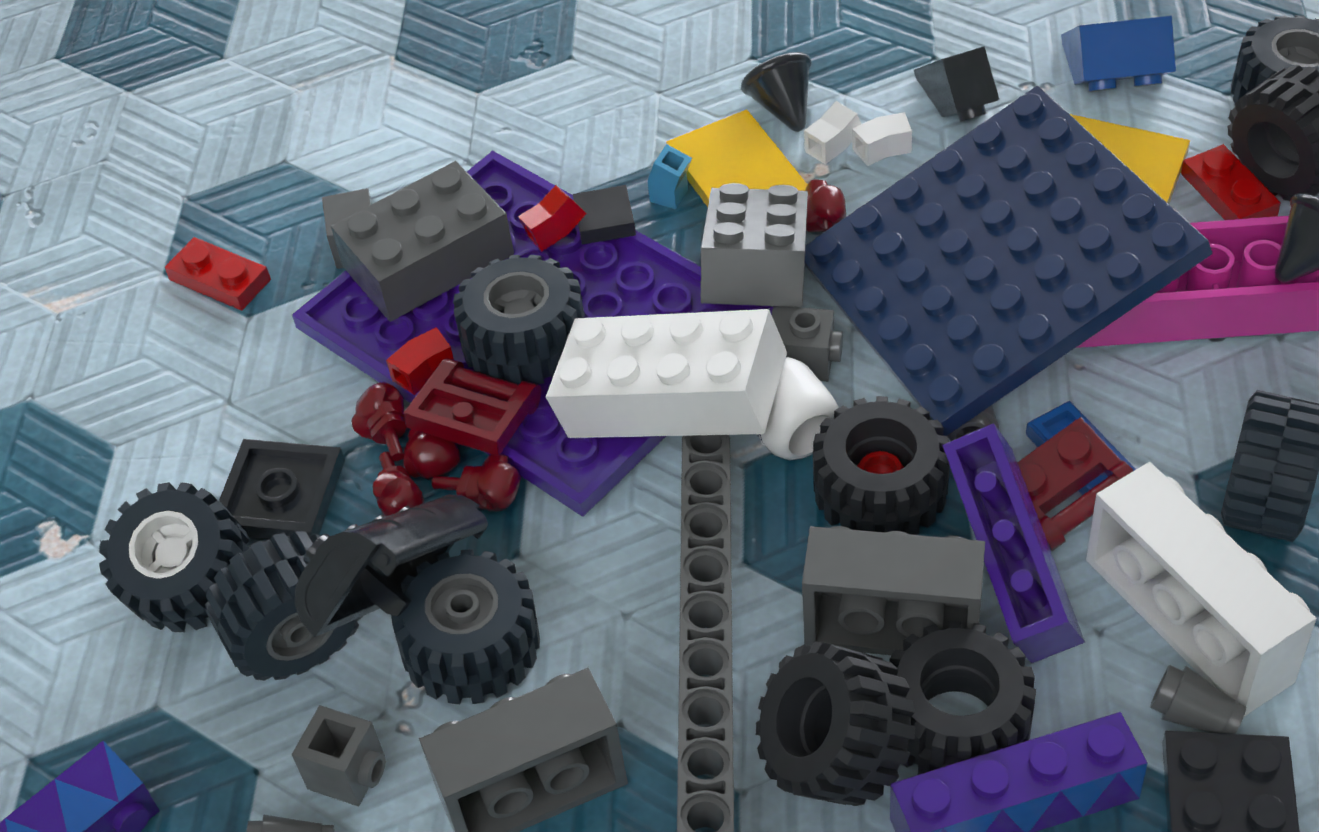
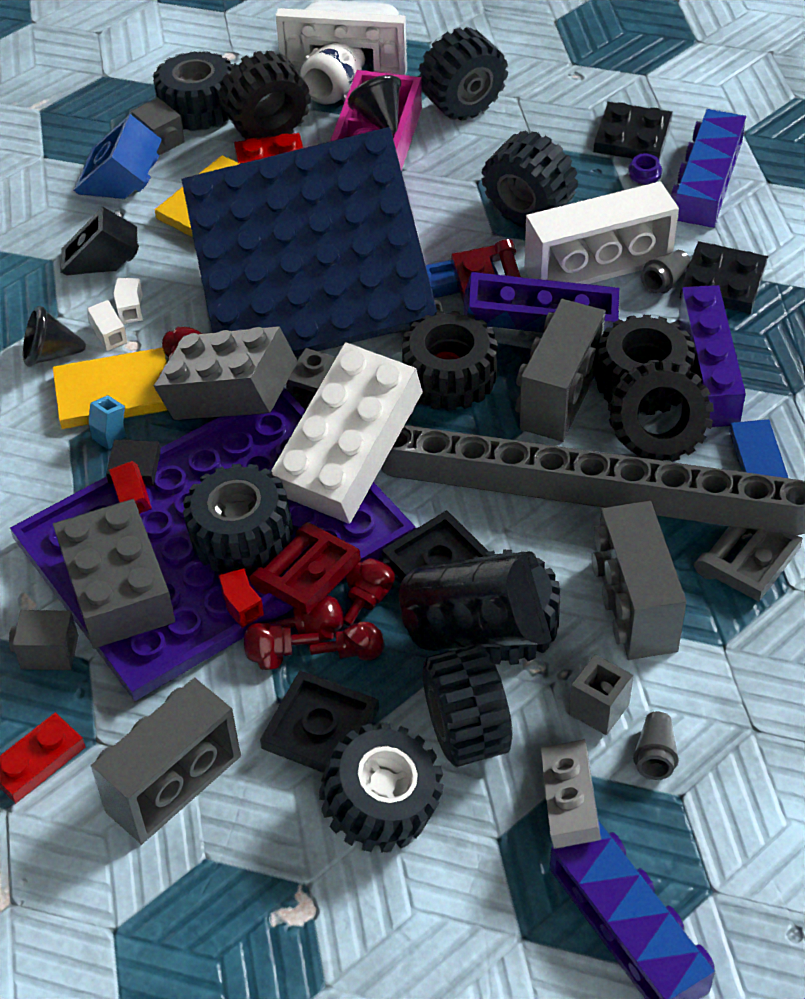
camera: 80 degrees left, 0 degrees up
(187, 749) = (570, 794): none -> light grey plate
(191, 361) = (166, 760): none -> dark grey brick
(548, 542) = (433, 542): none -> black plate
(1207, 63) = (163, 122): none -> dark grey brick

